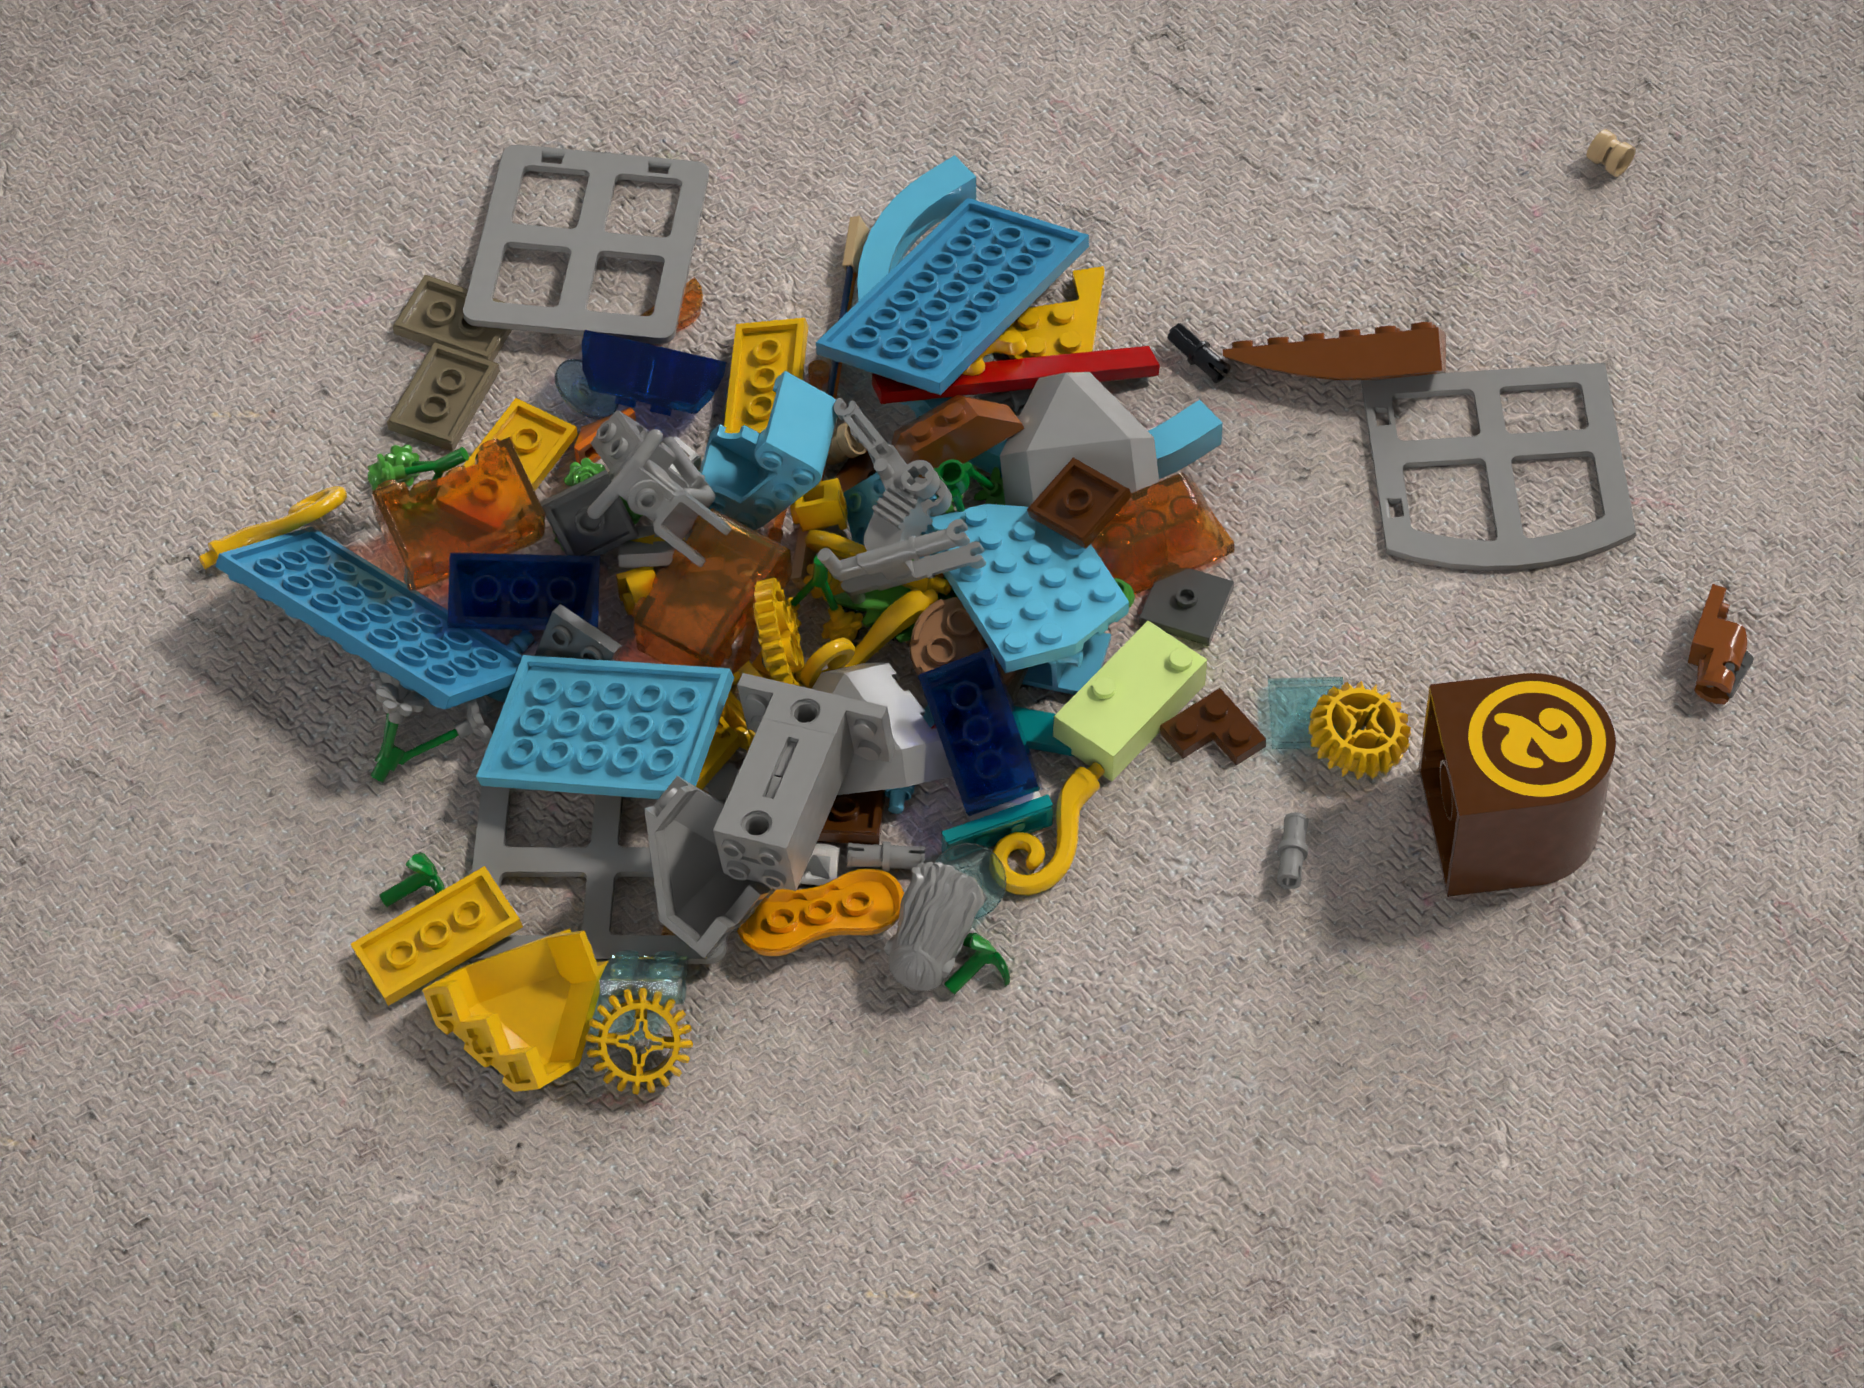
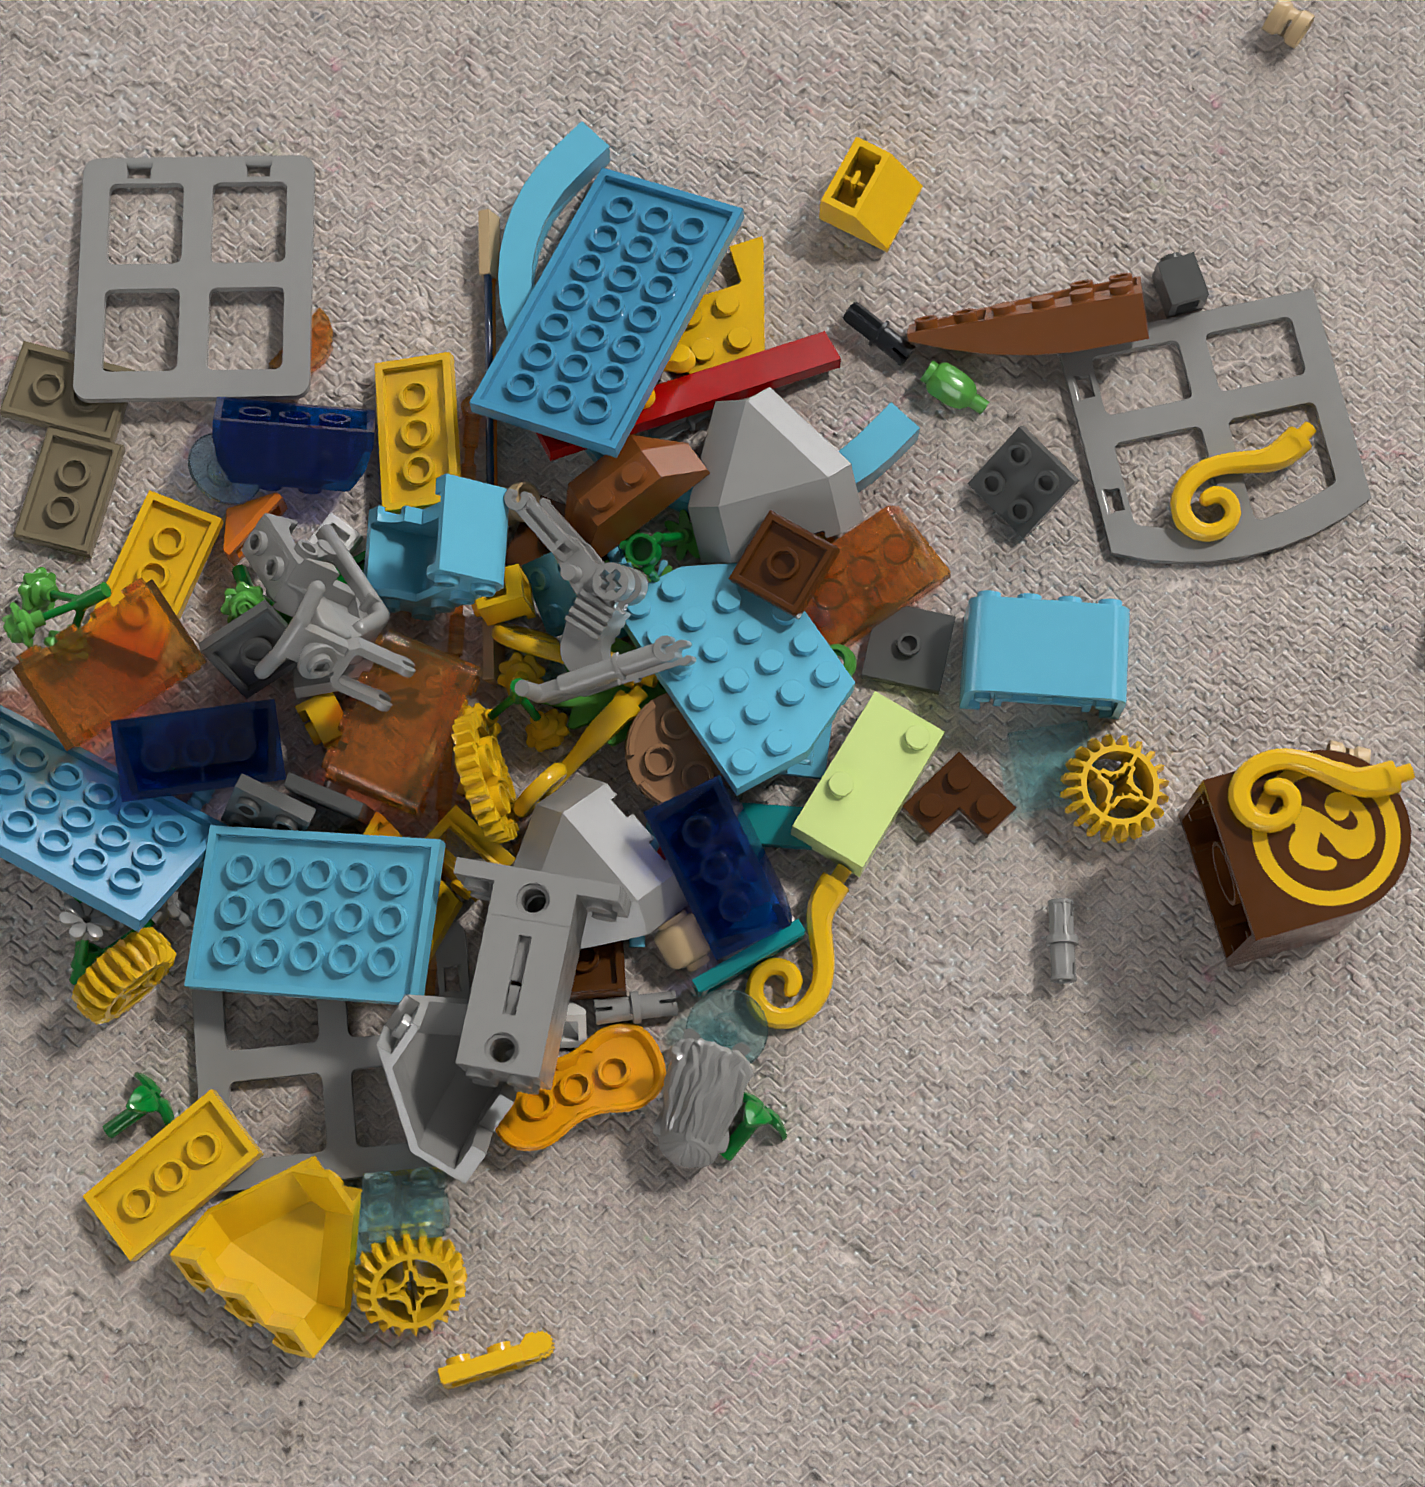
camera: 10 degrees left, 20 degrees up
(422, 766) = (123, 975): none -> yellow gear
(636, 644) = (330, 797): none -> dark grey plate
(708, 1125) = (499, 1359): none -> yellow hinge
(939, 805) = (682, 942): none -> tan head
(1206, 241) = (870, 195): none -> yellow slope
(1259, 401) = (952, 387): none -> bright green plant
(1311, 608) = (1045, 652): none -> medium azure windscreen
(1312, 478) = (1023, 481): none -> dark grey plate
(1481, 343) = (1179, 284): none -> dark grey brick
(1549, 487) = (1276, 456): none -> yellow plant
(1573, 697) = (1366, 782): none -> yellow plant

